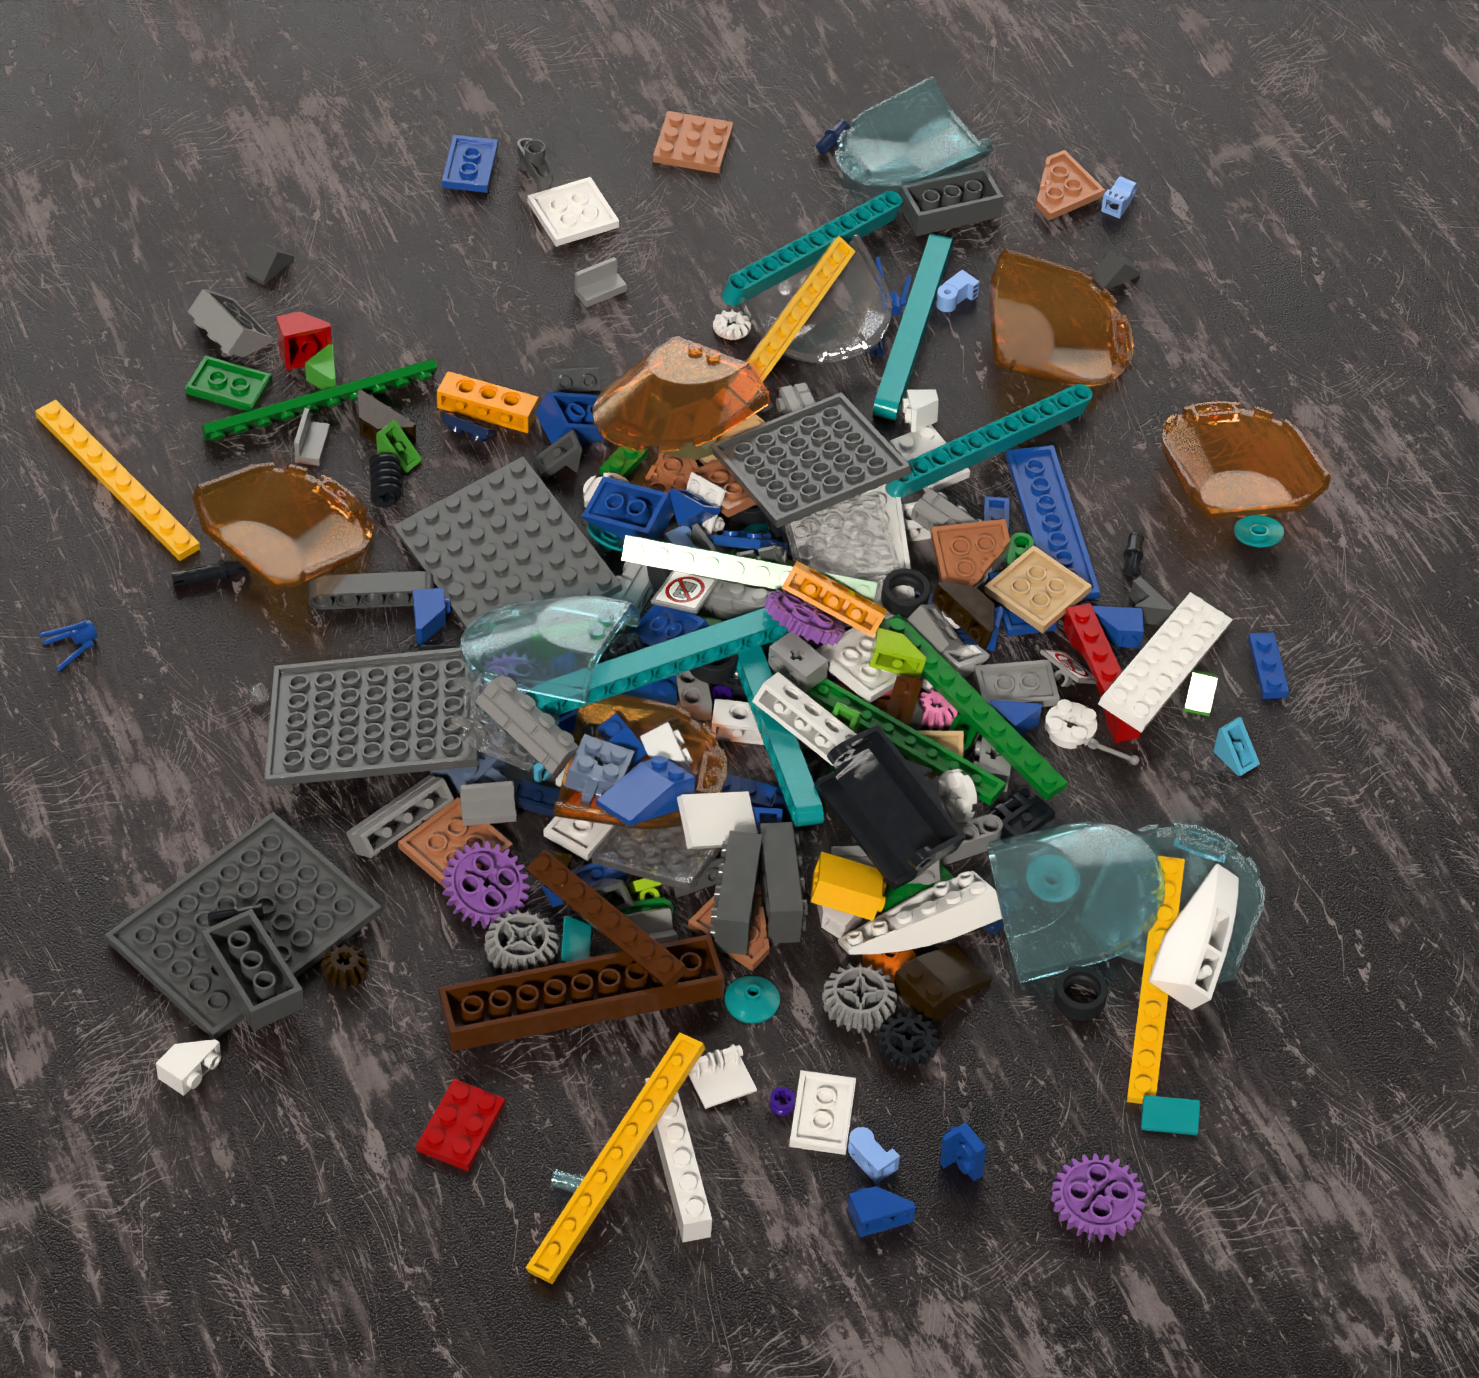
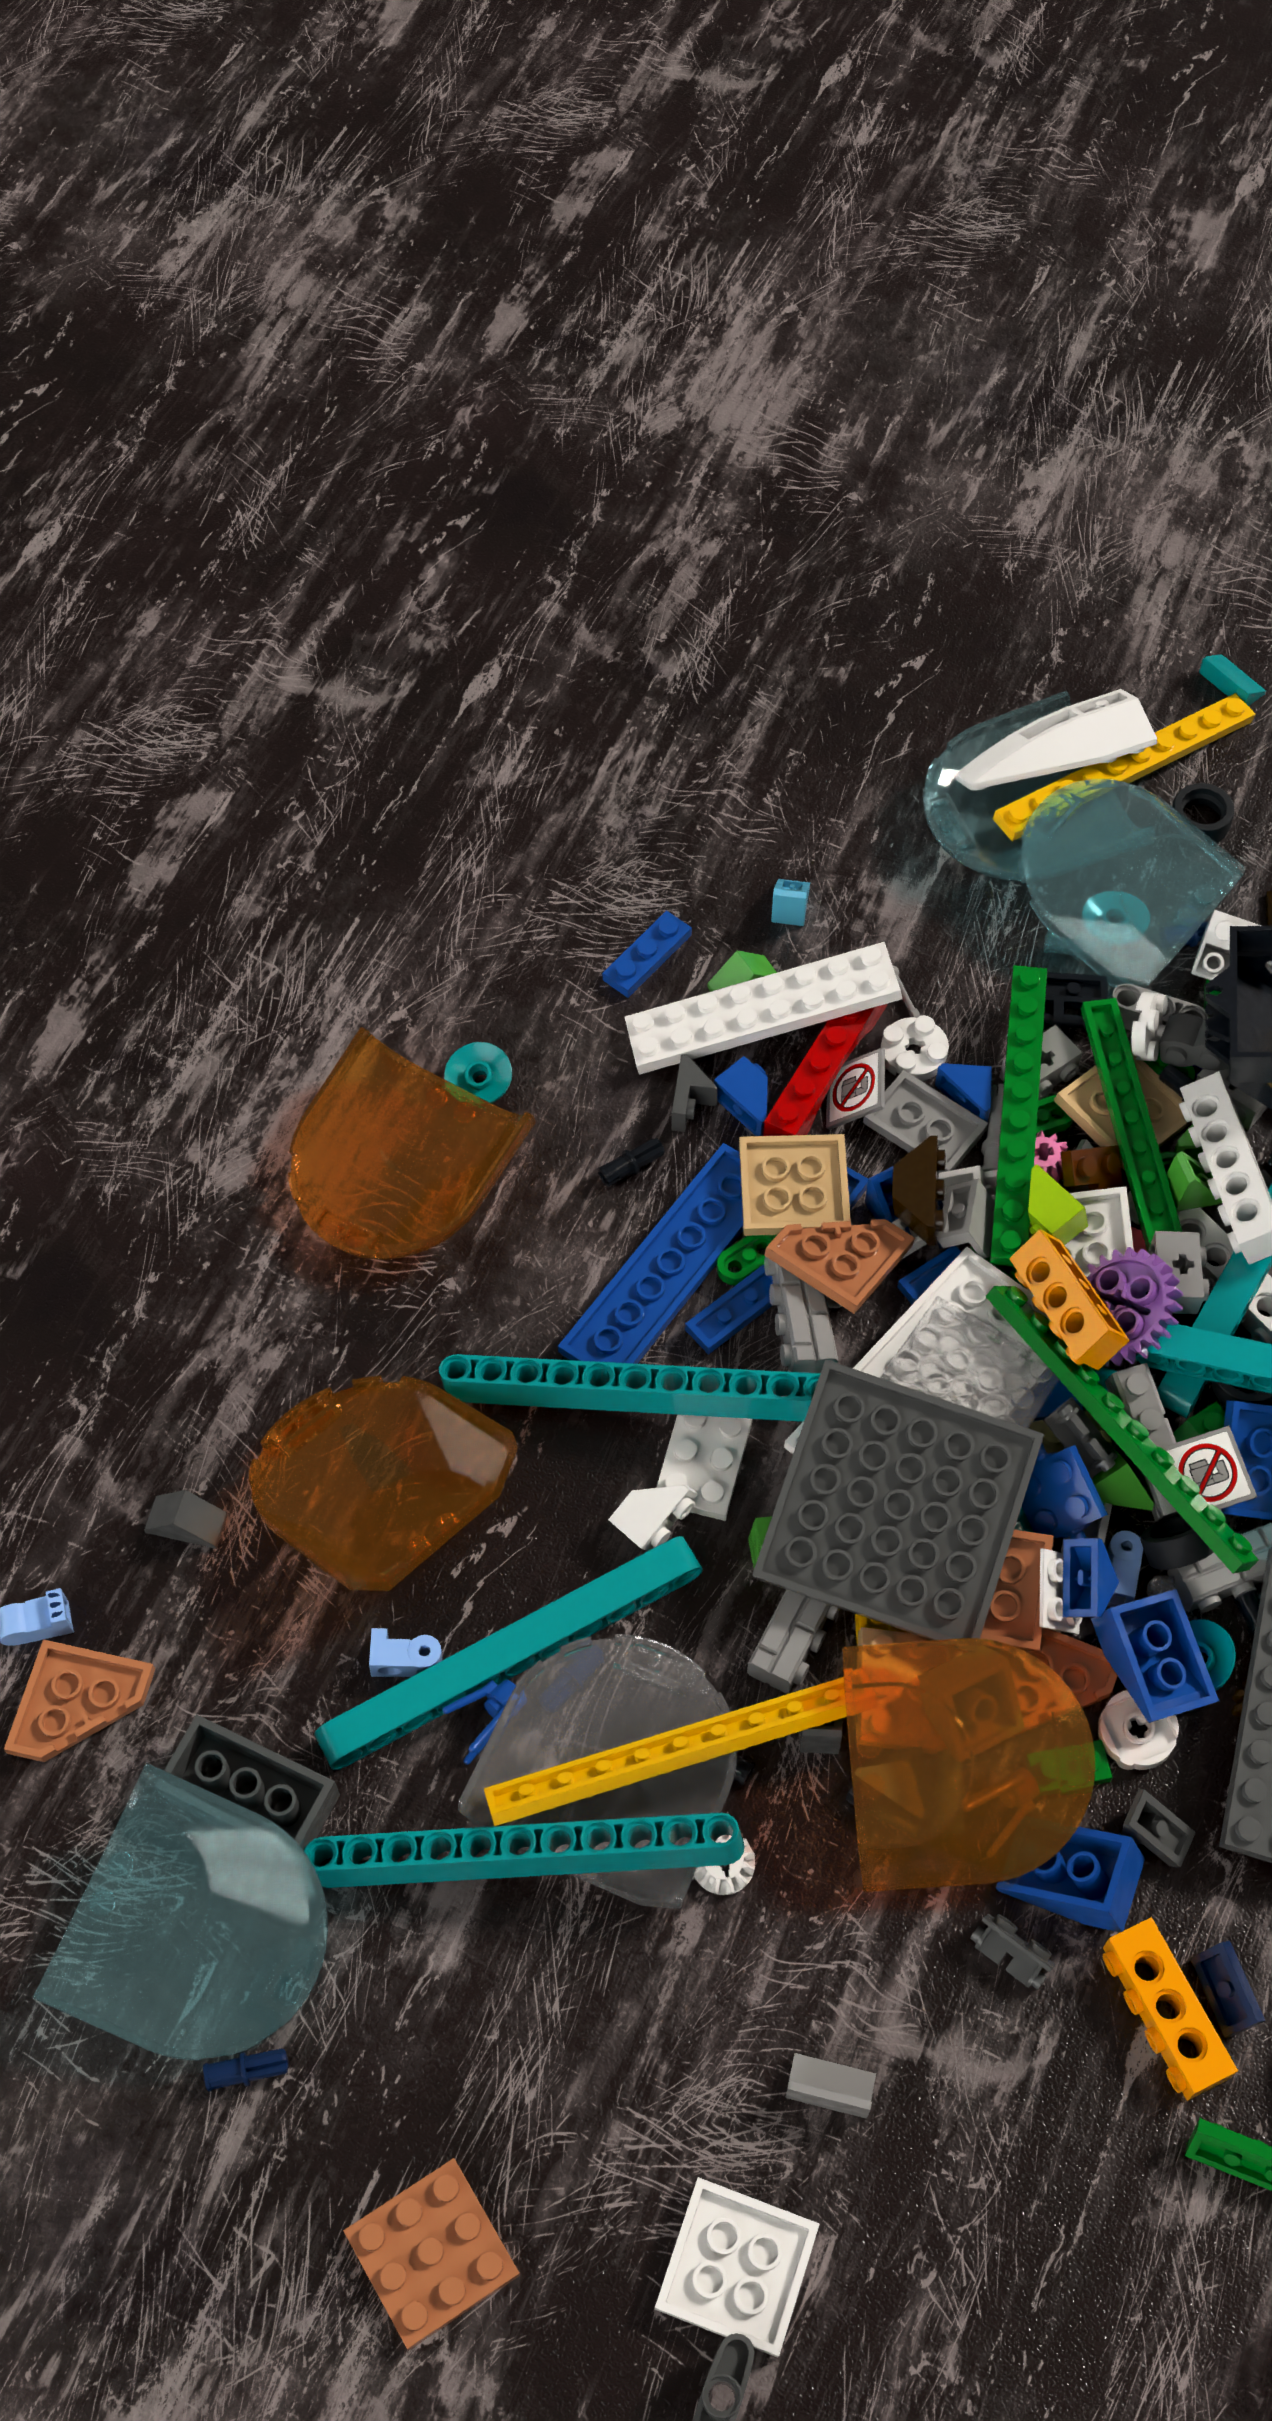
camera: 130 degrees left, 10 degrees up
(905, 577) = (960, 1246): black tyre -> none

